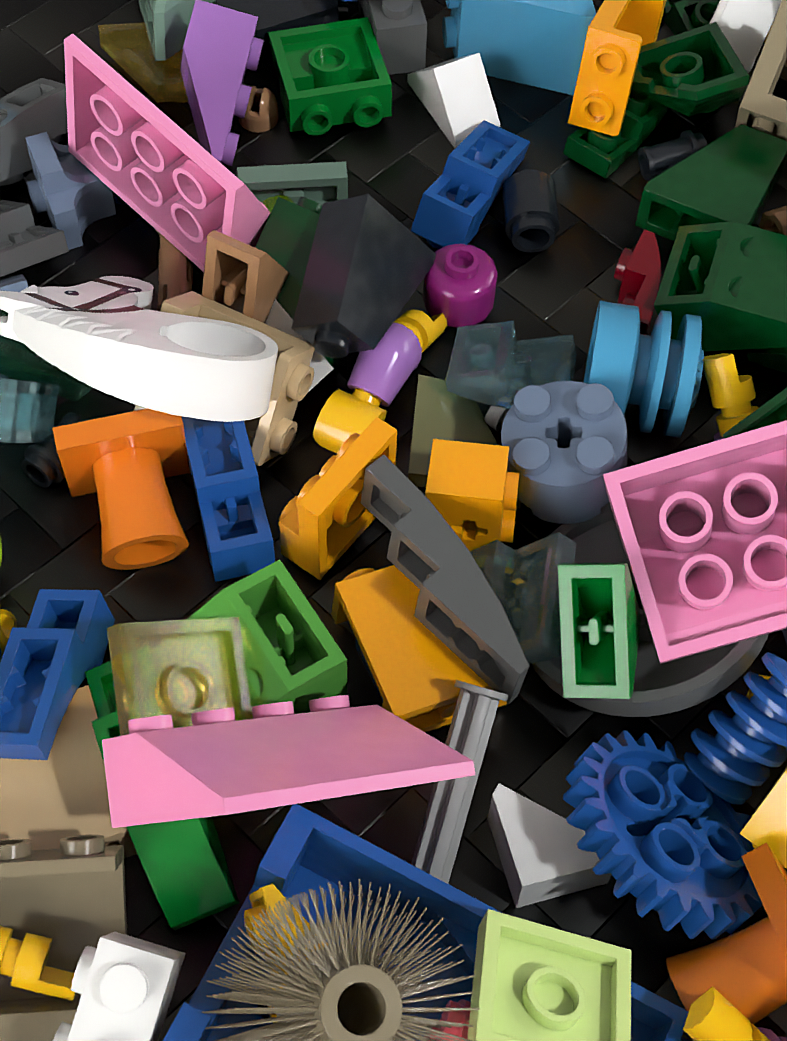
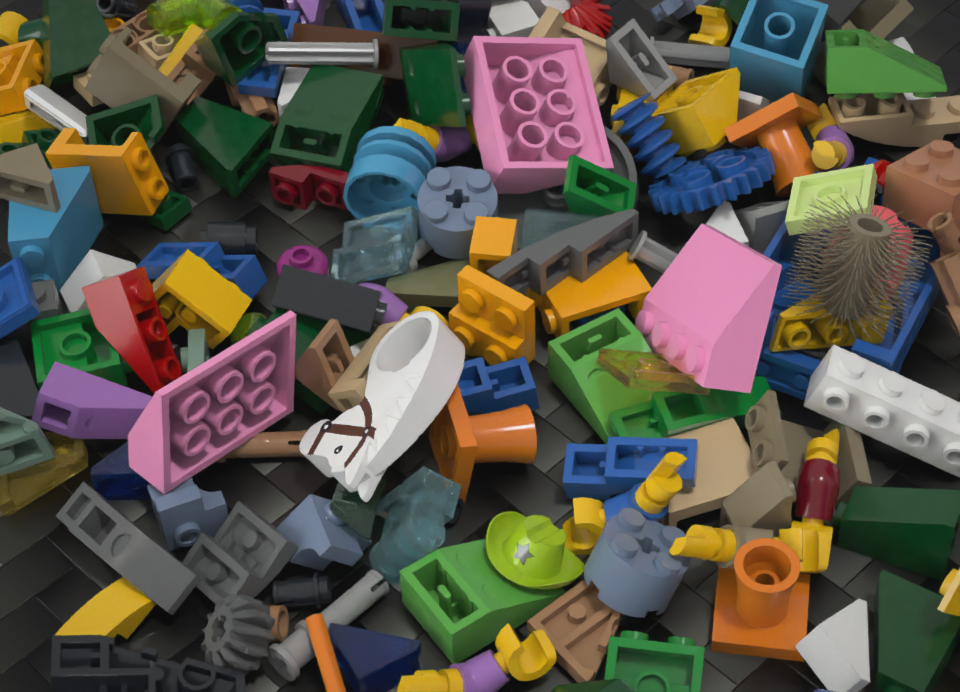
camera: 85 degrees left, 10 degrees down
(336, 101) = (133, 324): none -> red slope
(393, 156) = (199, 298): none -> yellow brick
(597, 913) = (762, 222): none -> light grey slope

